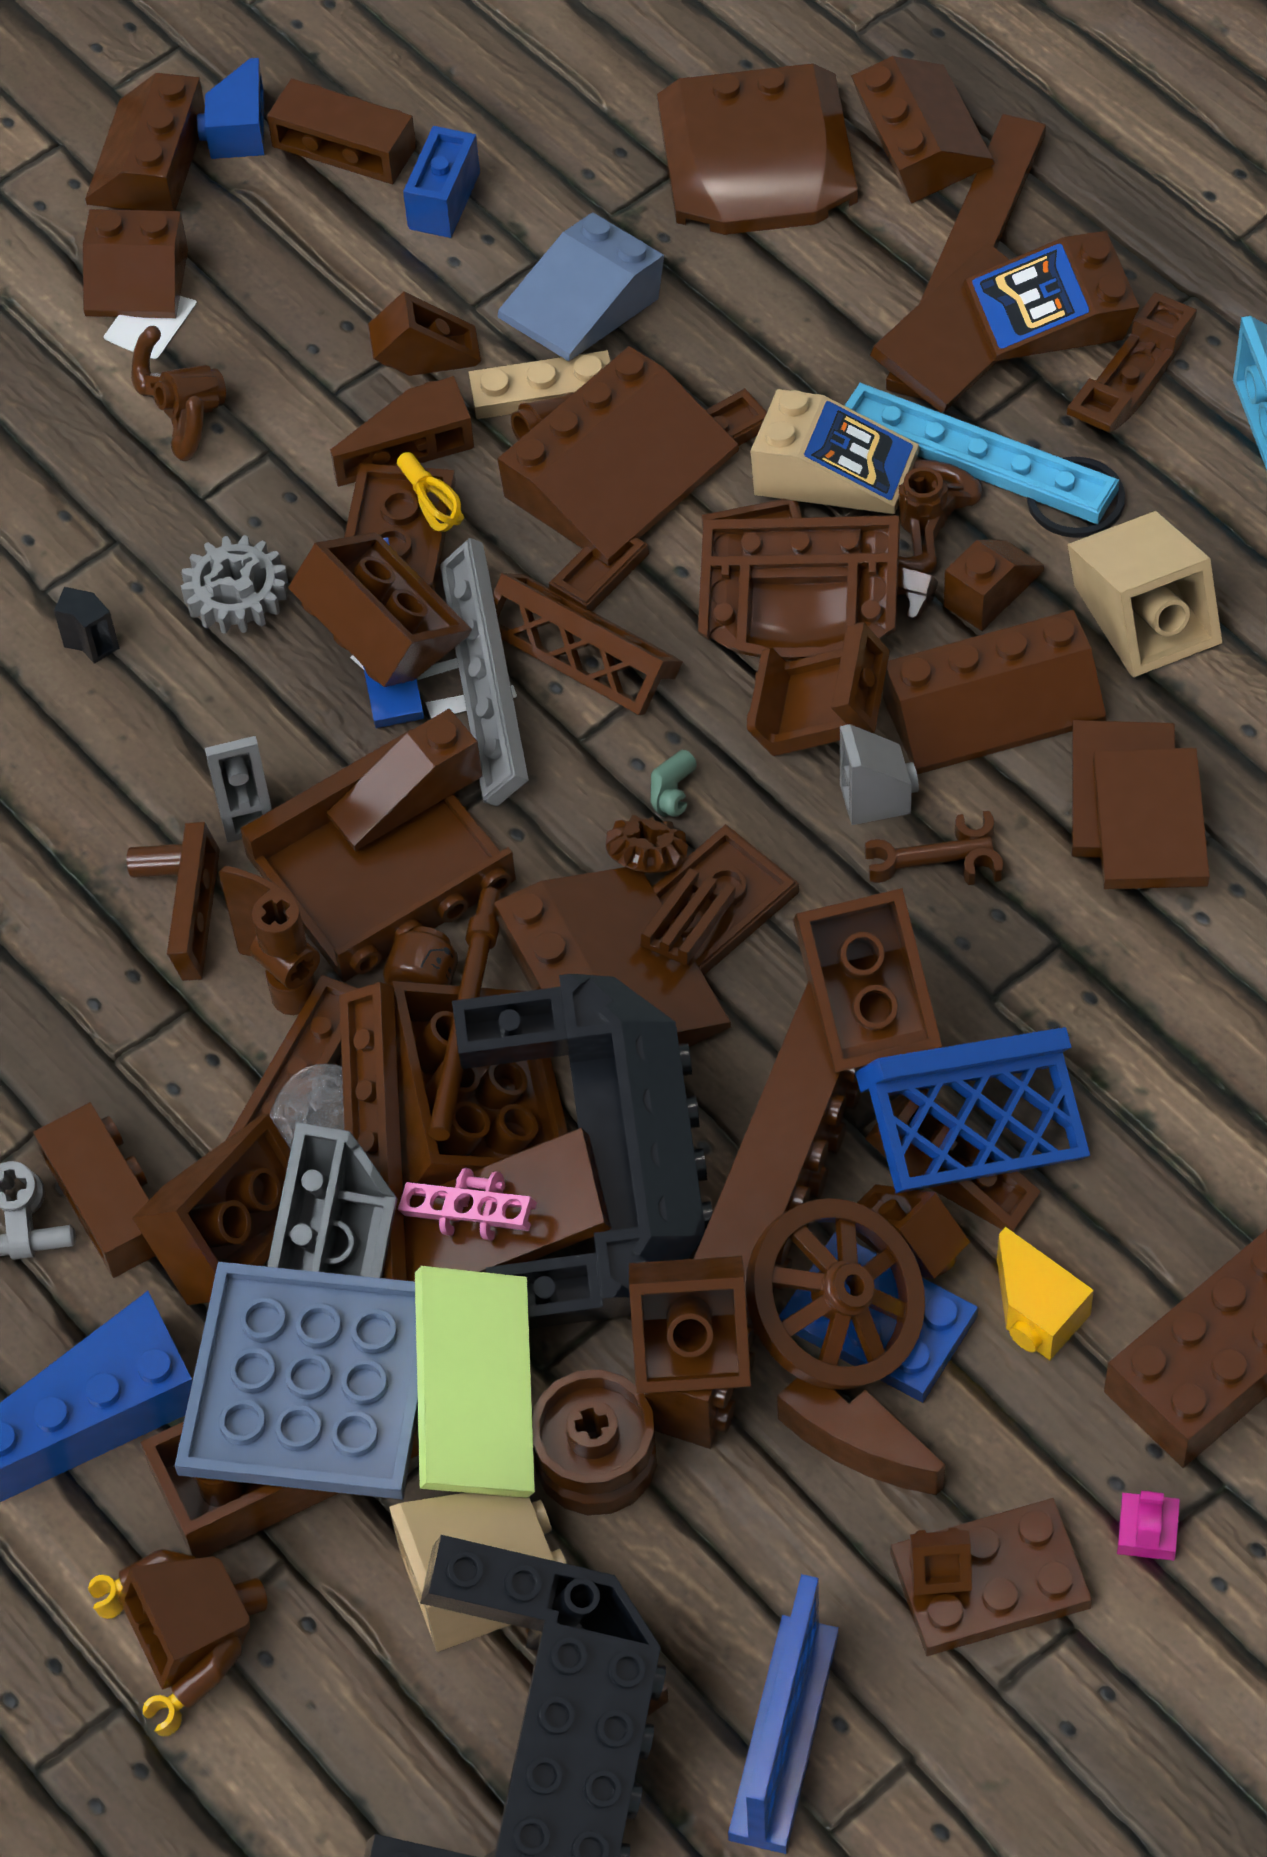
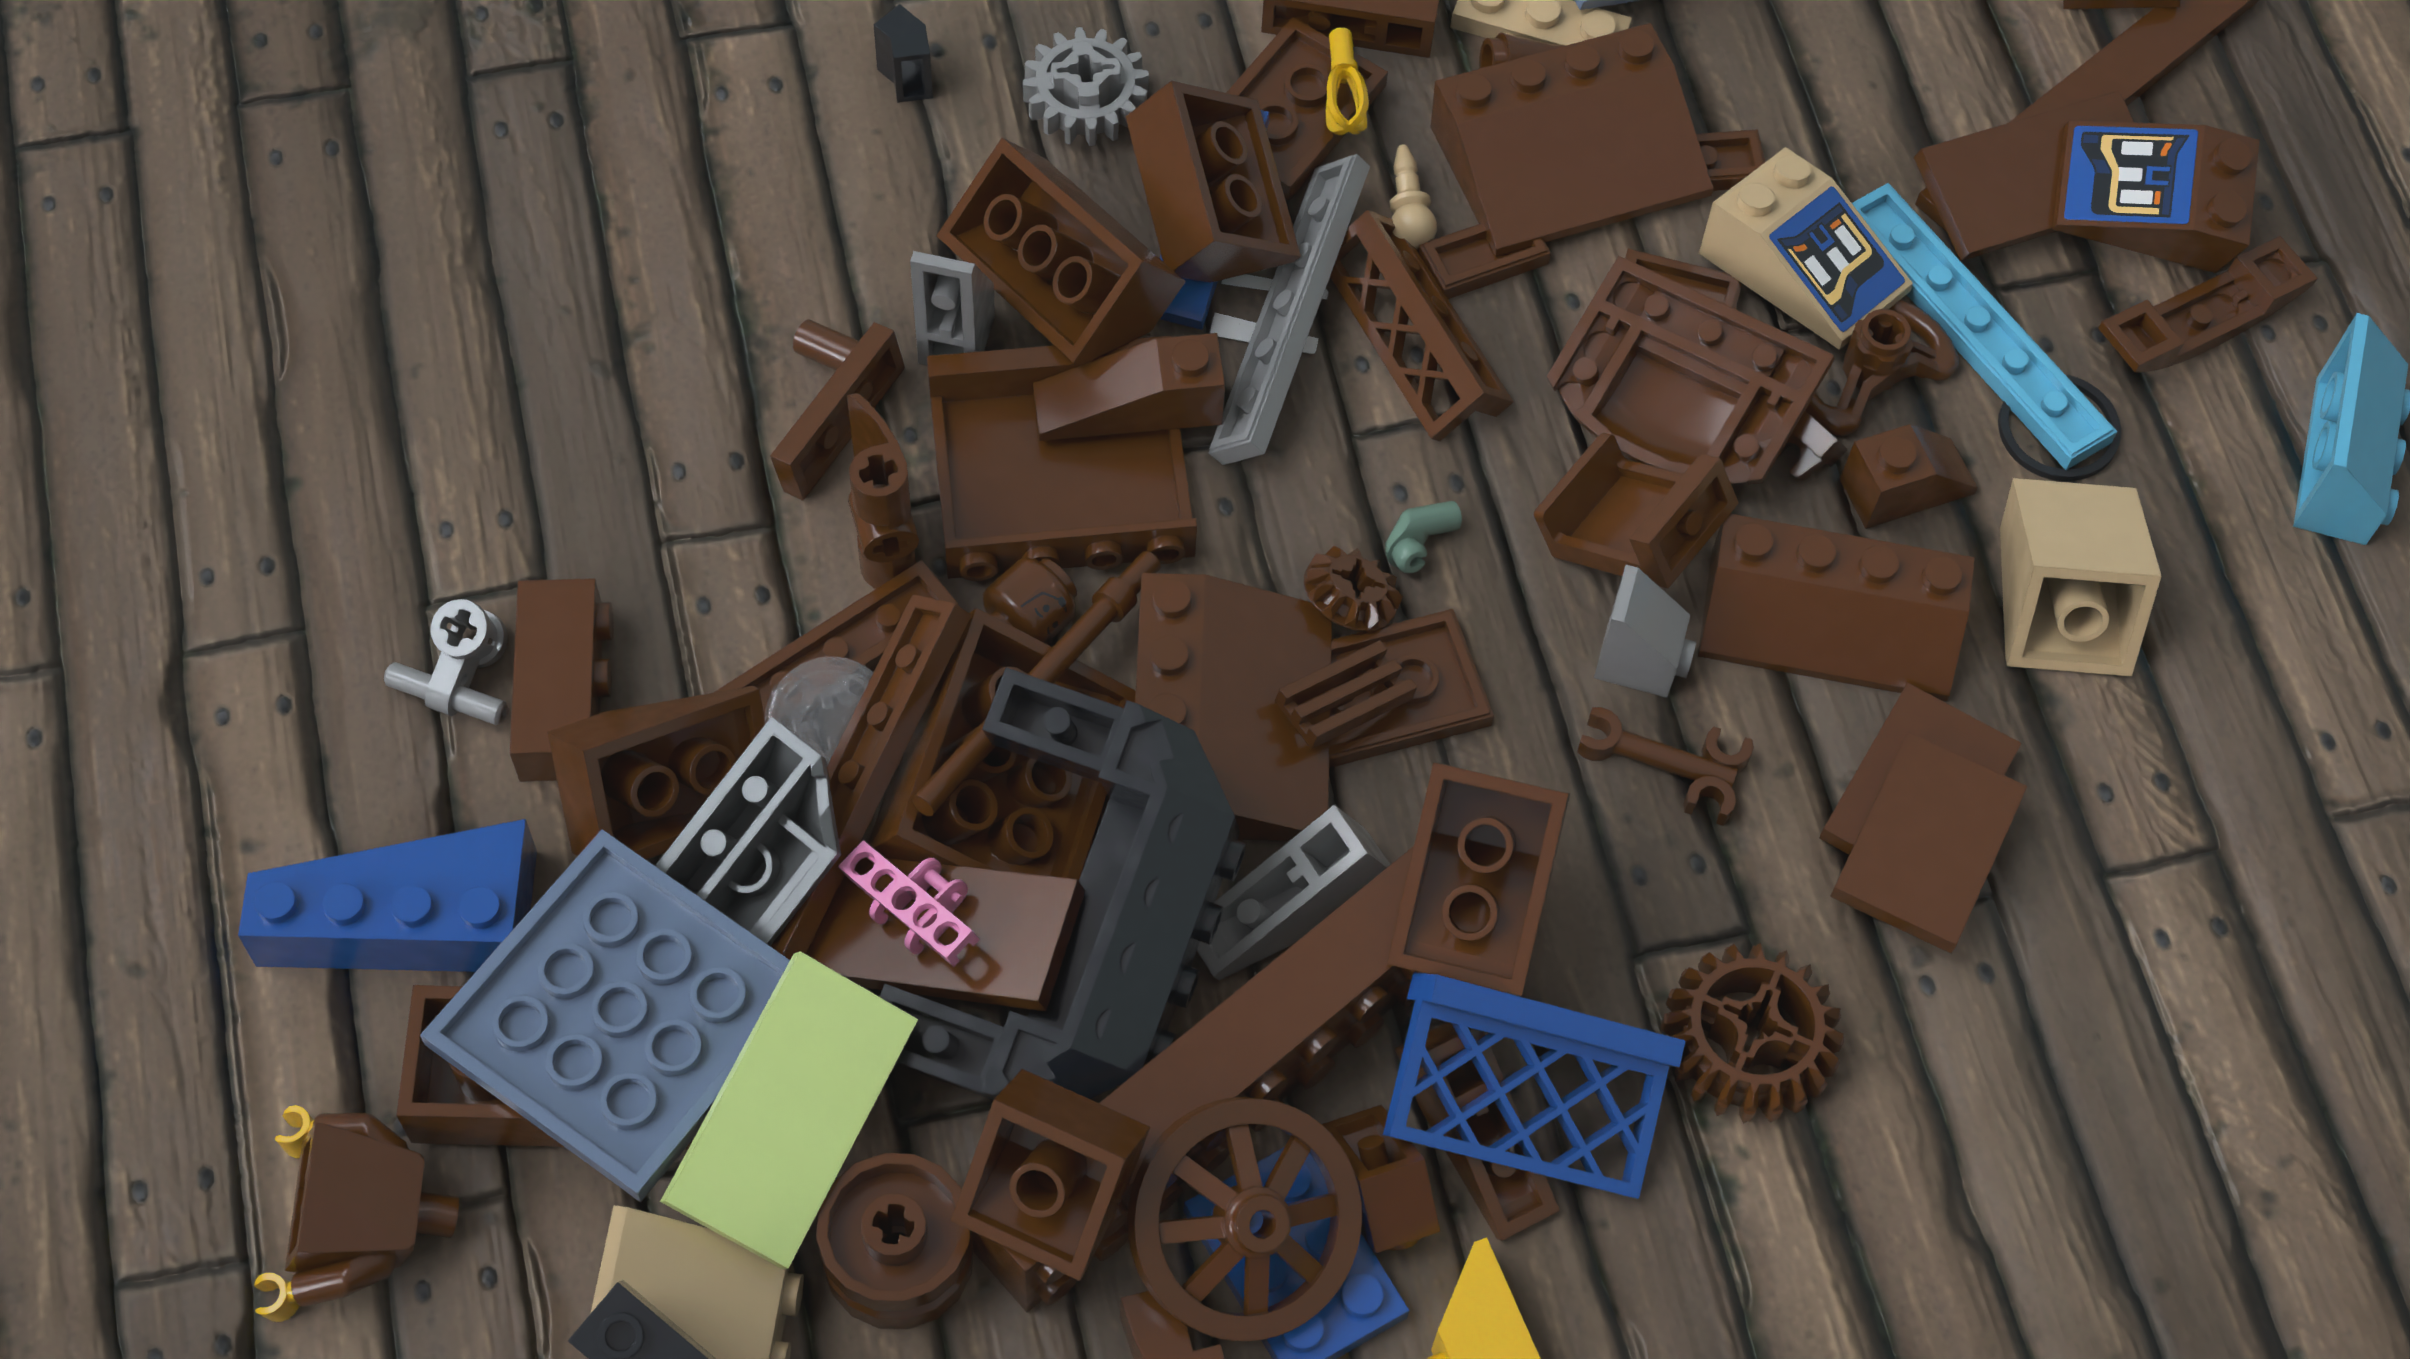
camera: 20 degrees right, 5 degrees up
(296, 710) = (1058, 255): none -> reddish brown slope
(525, 557) = (1411, 206): none -> tan bar
(734, 1067) = (1292, 892): none -> light grey slope
(1129, 991) = (1777, 1042): none -> reddish brown gear

